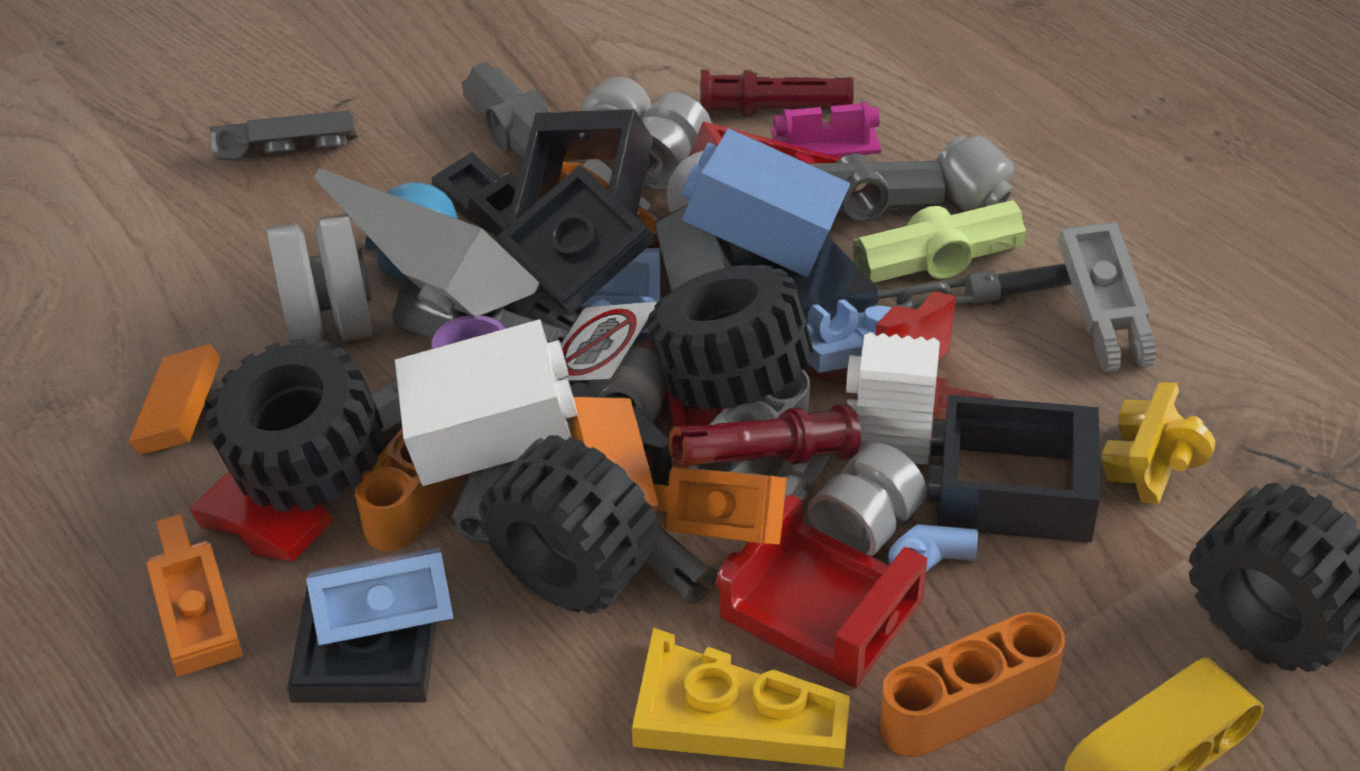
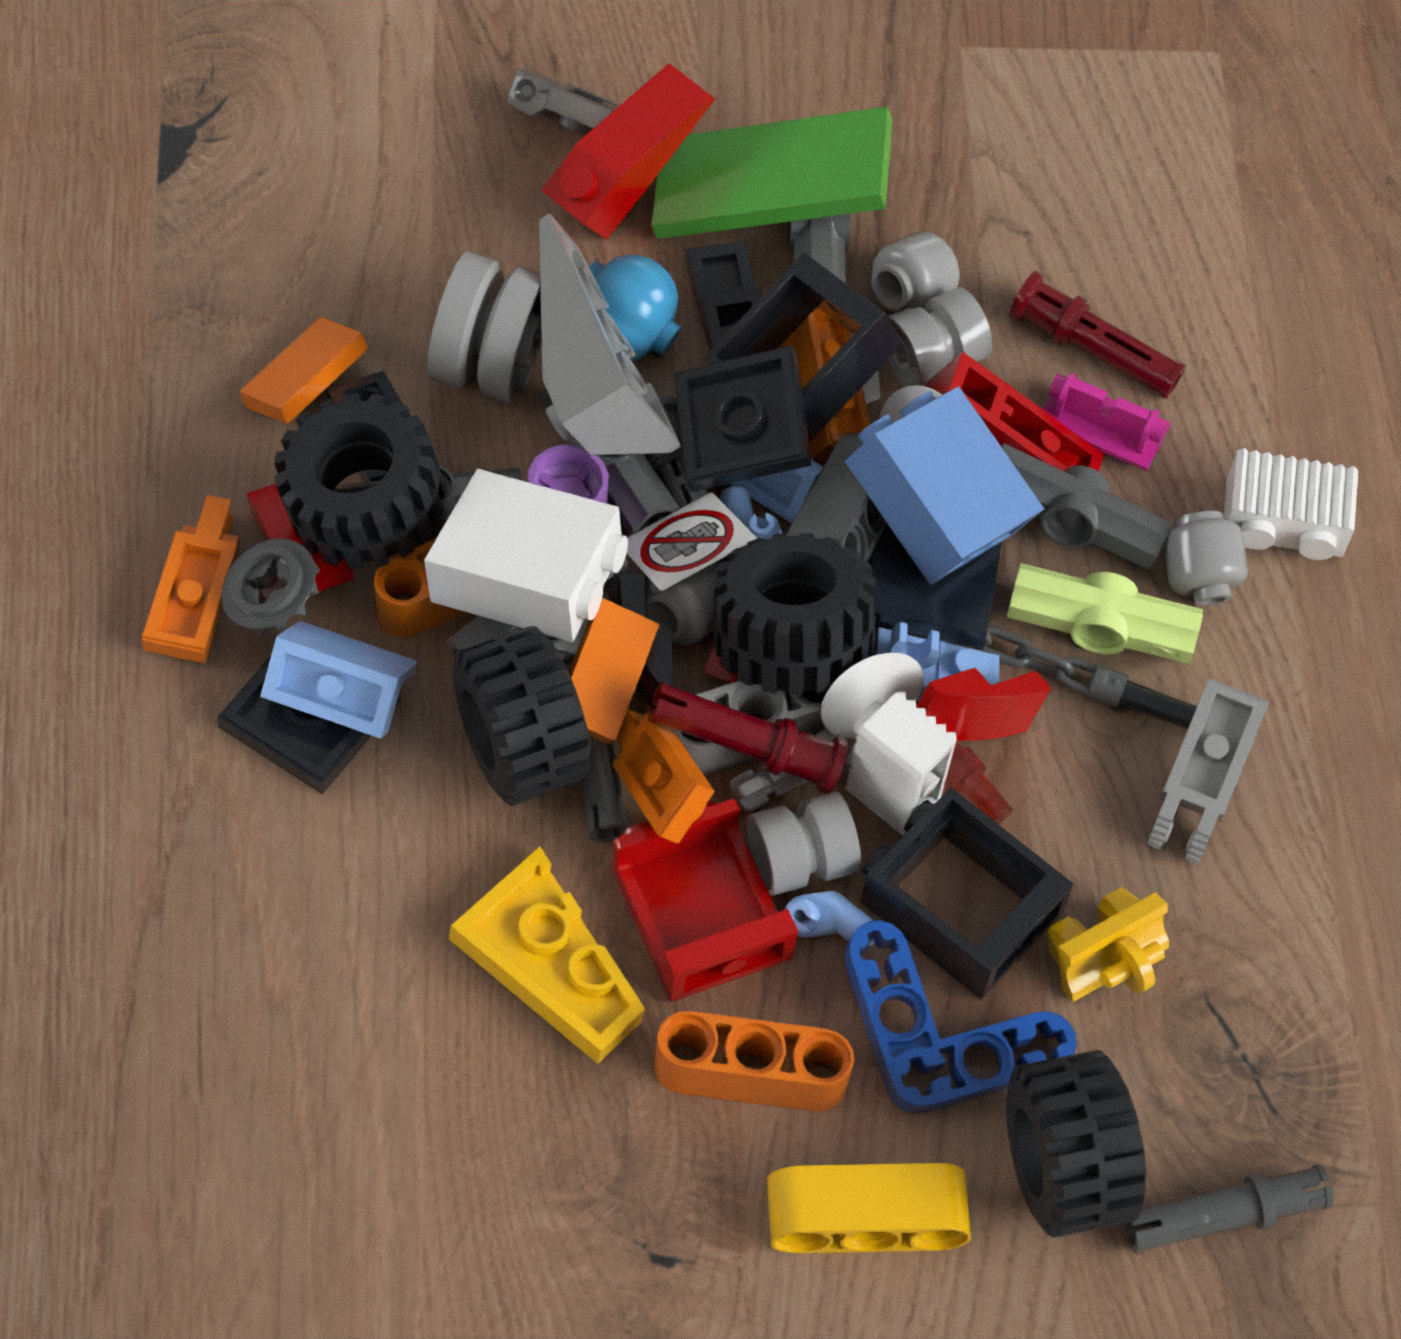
camera: 25 degrees right, 15 degrees up
(246, 548) = (258, 570): none -> dark grey gear
(339, 125) = (627, 150): none -> red slope
(462, 97) = (775, 173): none -> bright green tile
(827, 364) = (866, 682): none -> white sticker
(1009, 112) = (1292, 503): none -> white brick
(1087, 594) = (922, 1044): none -> blue beam

